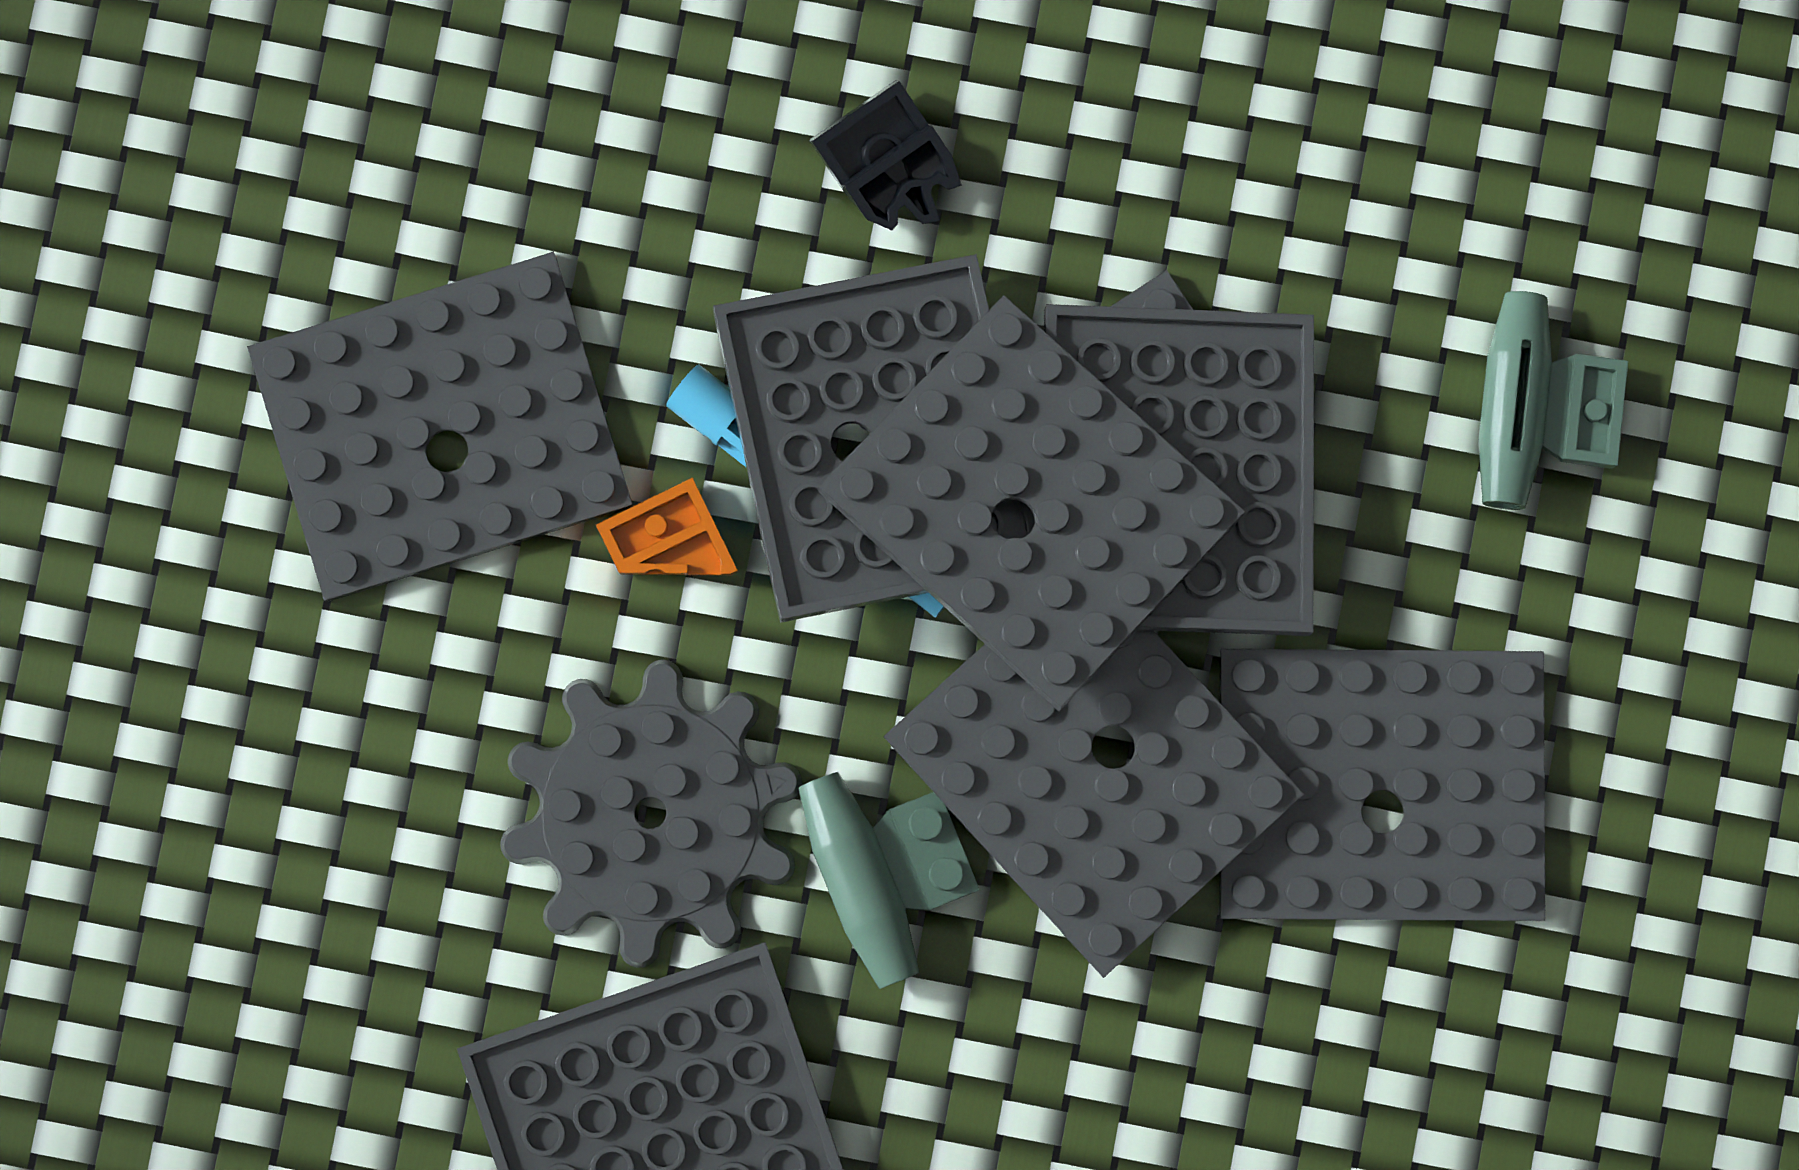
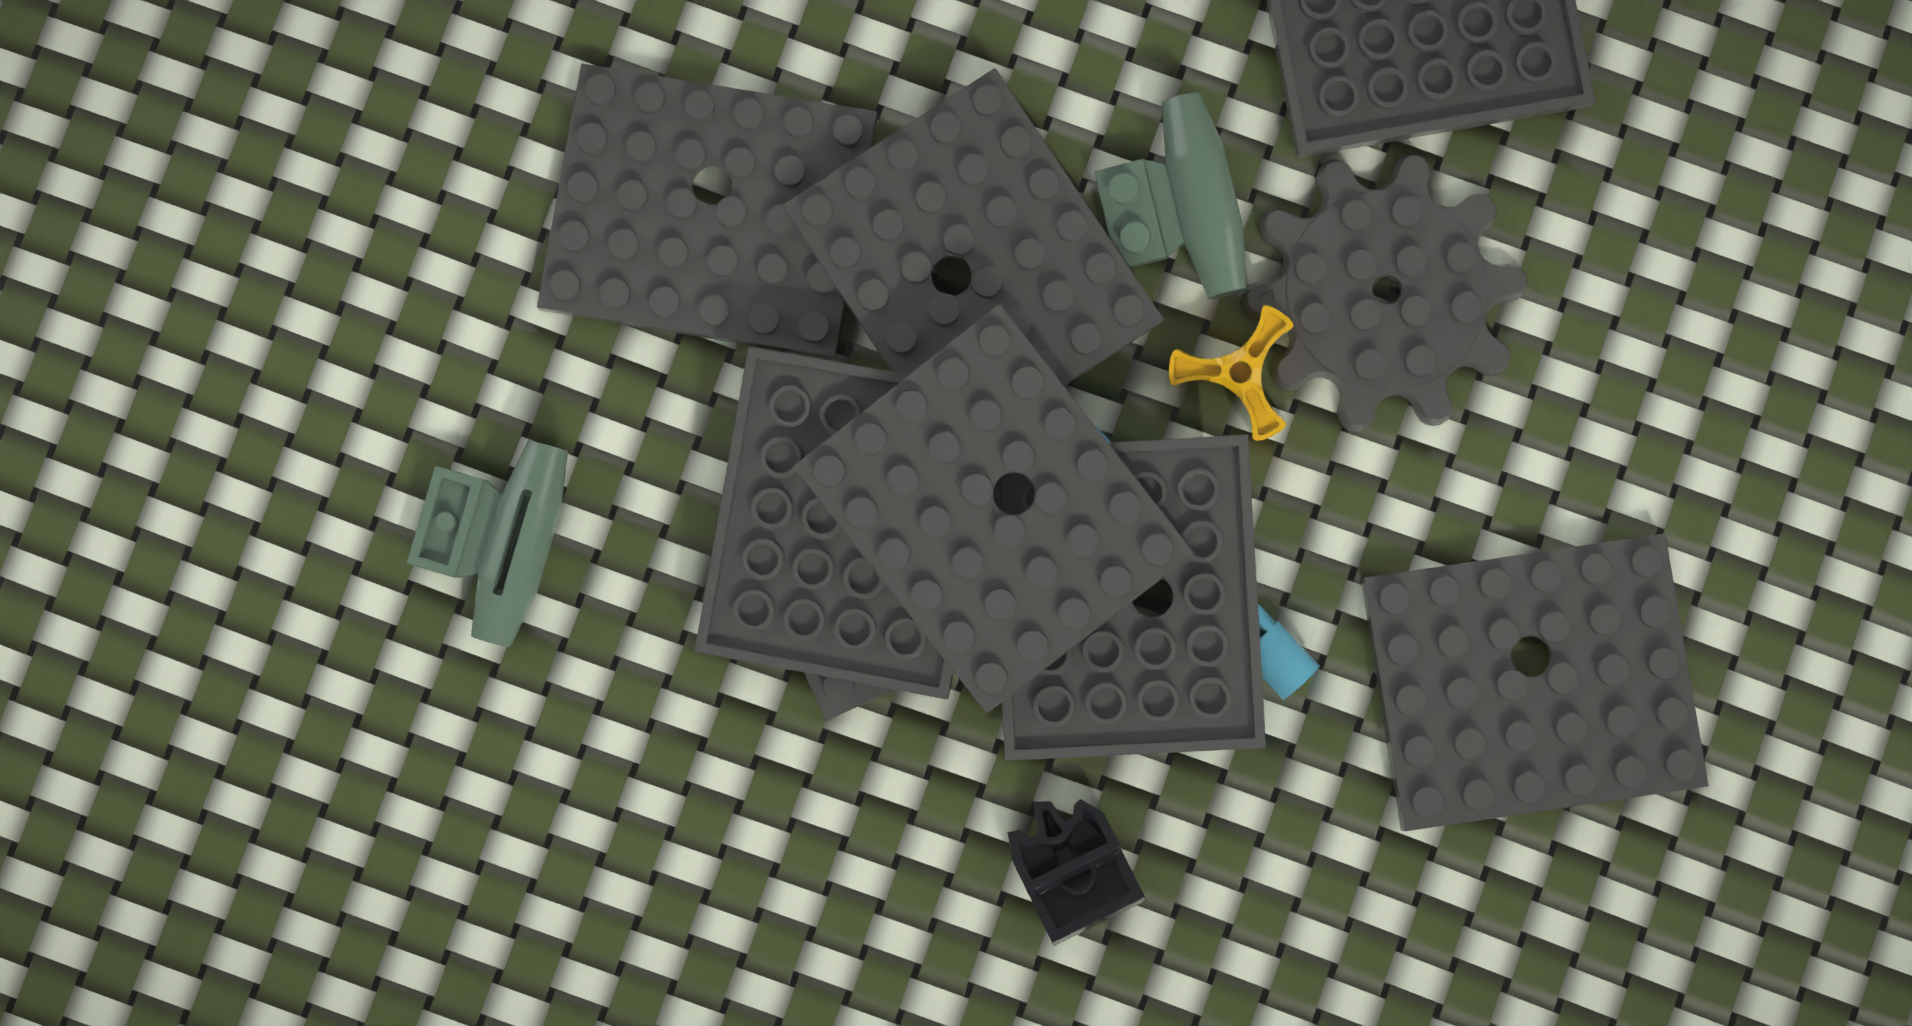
camera: 170 degrees left, 0 degrees up
(667, 536) = (1334, 542): orange wing -> none
(793, 697) = (1240, 371): none -> yellow piece

